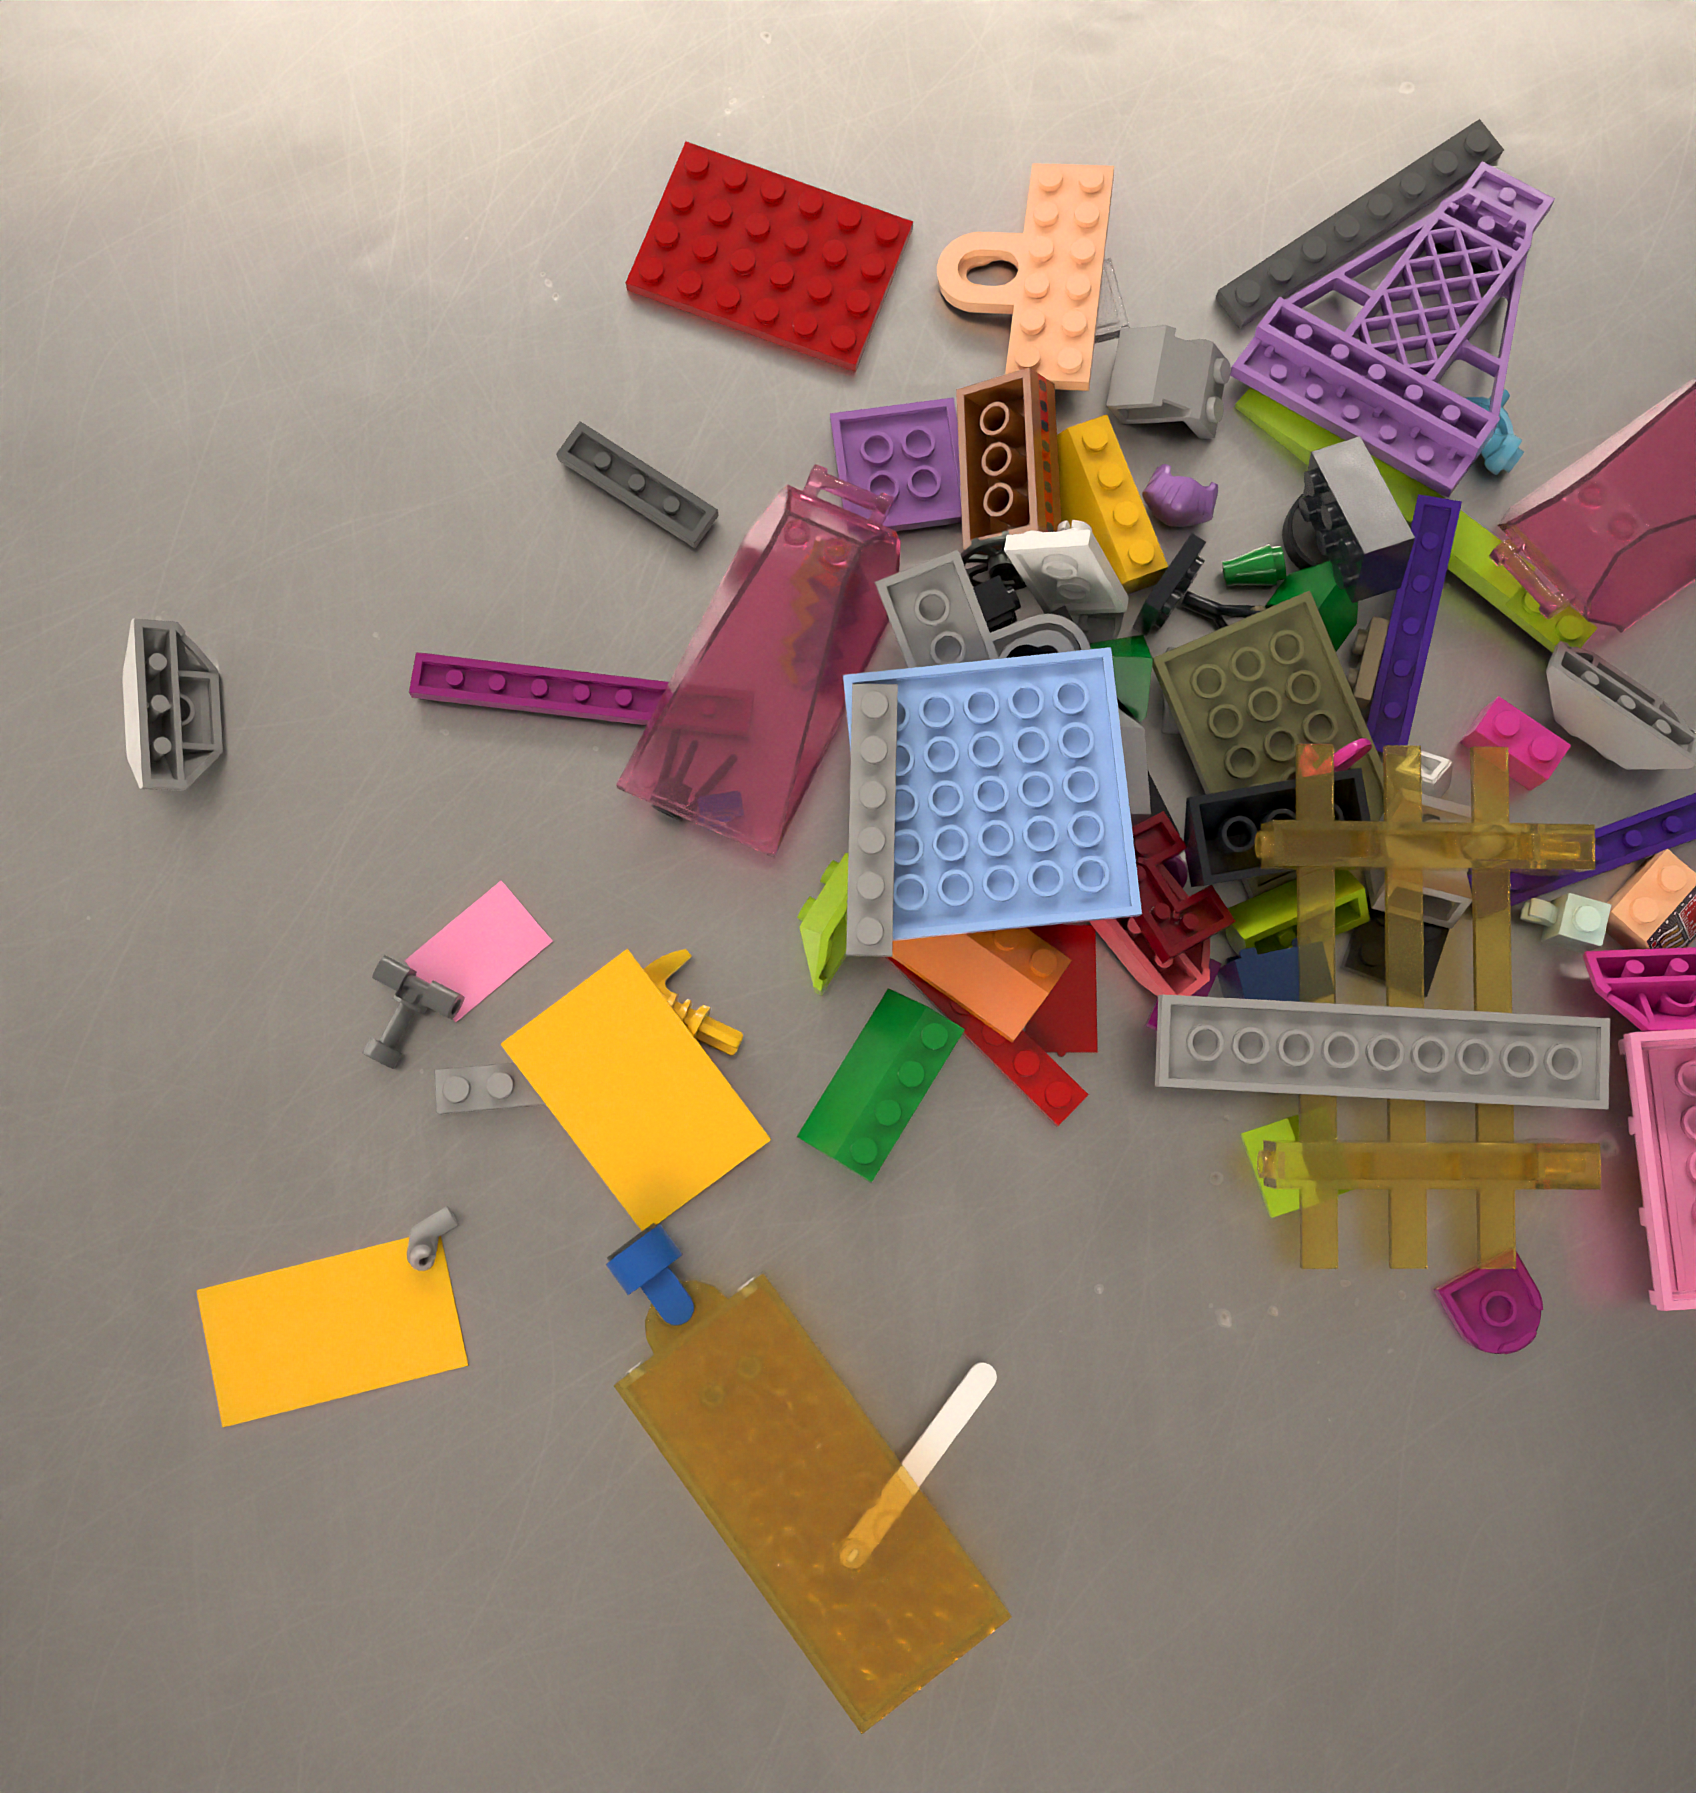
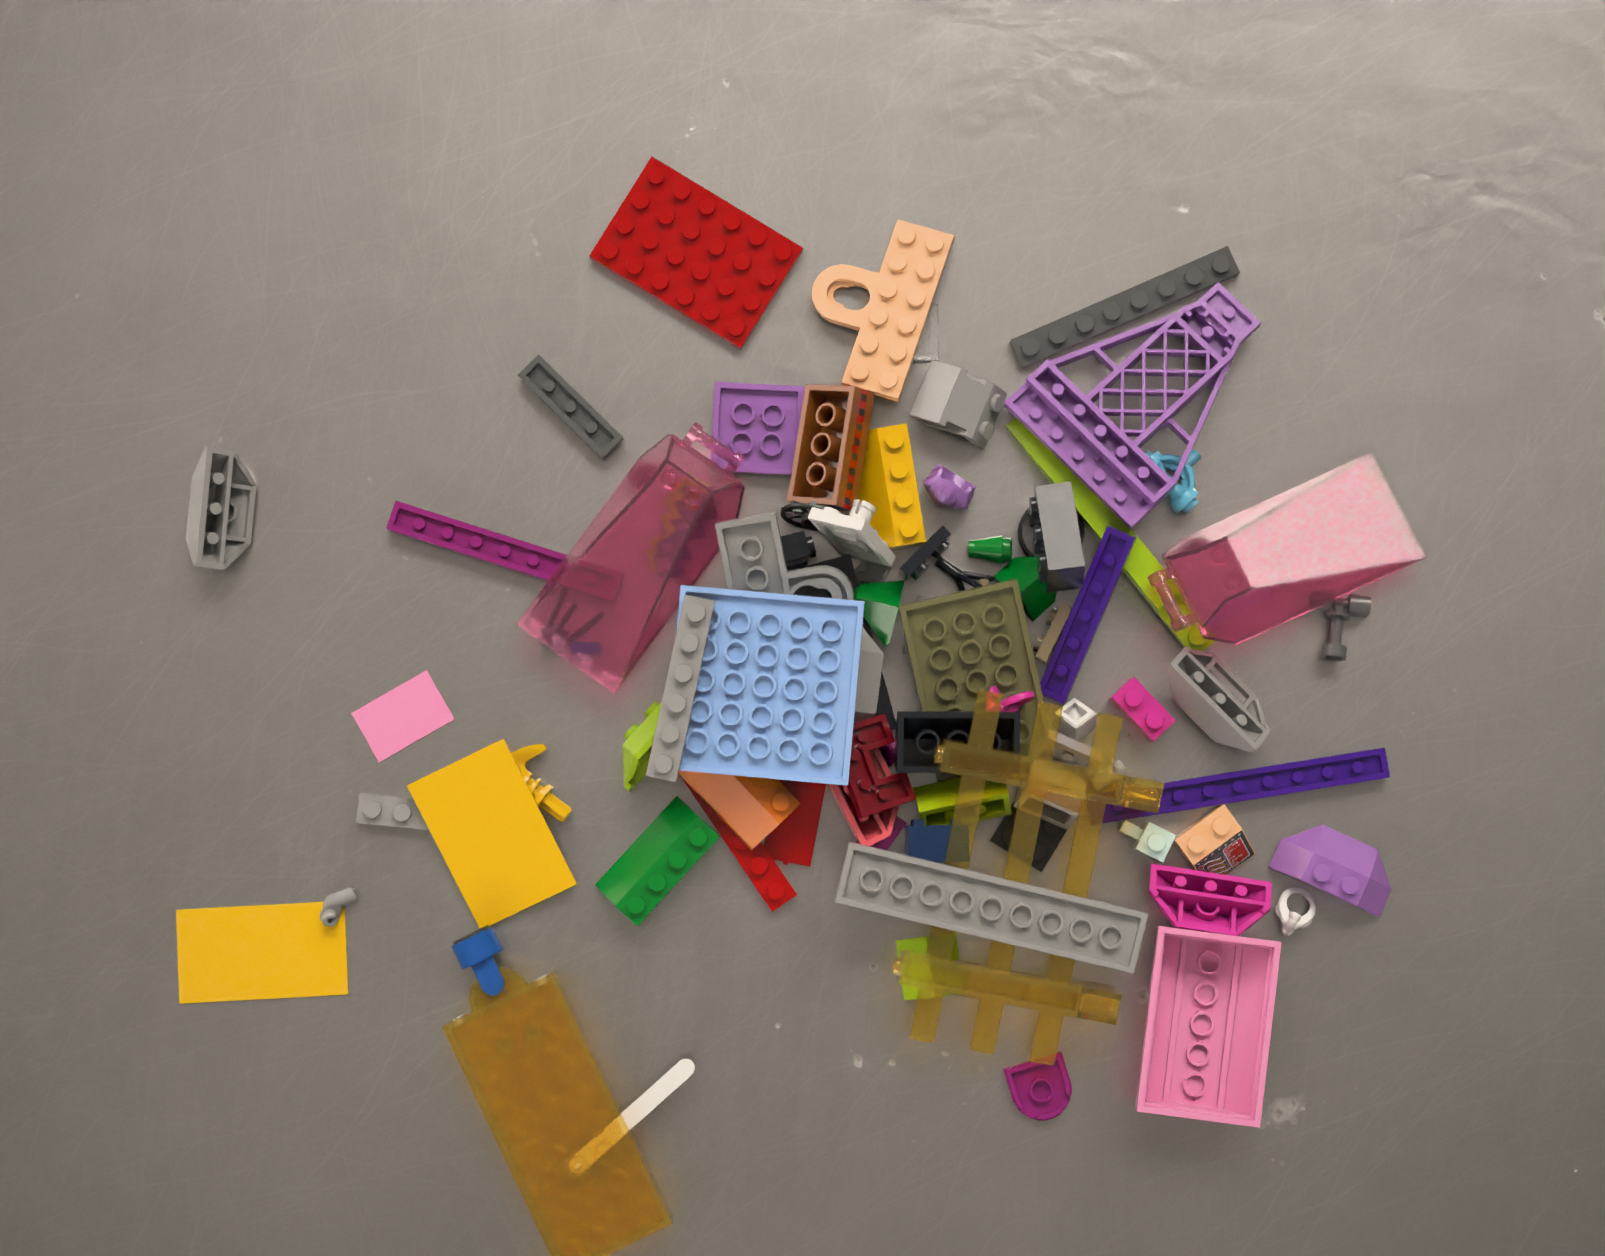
camera: 15 degrees right, 5 degrees up
(413, 996) = (353, 741): dark grey bar -> none

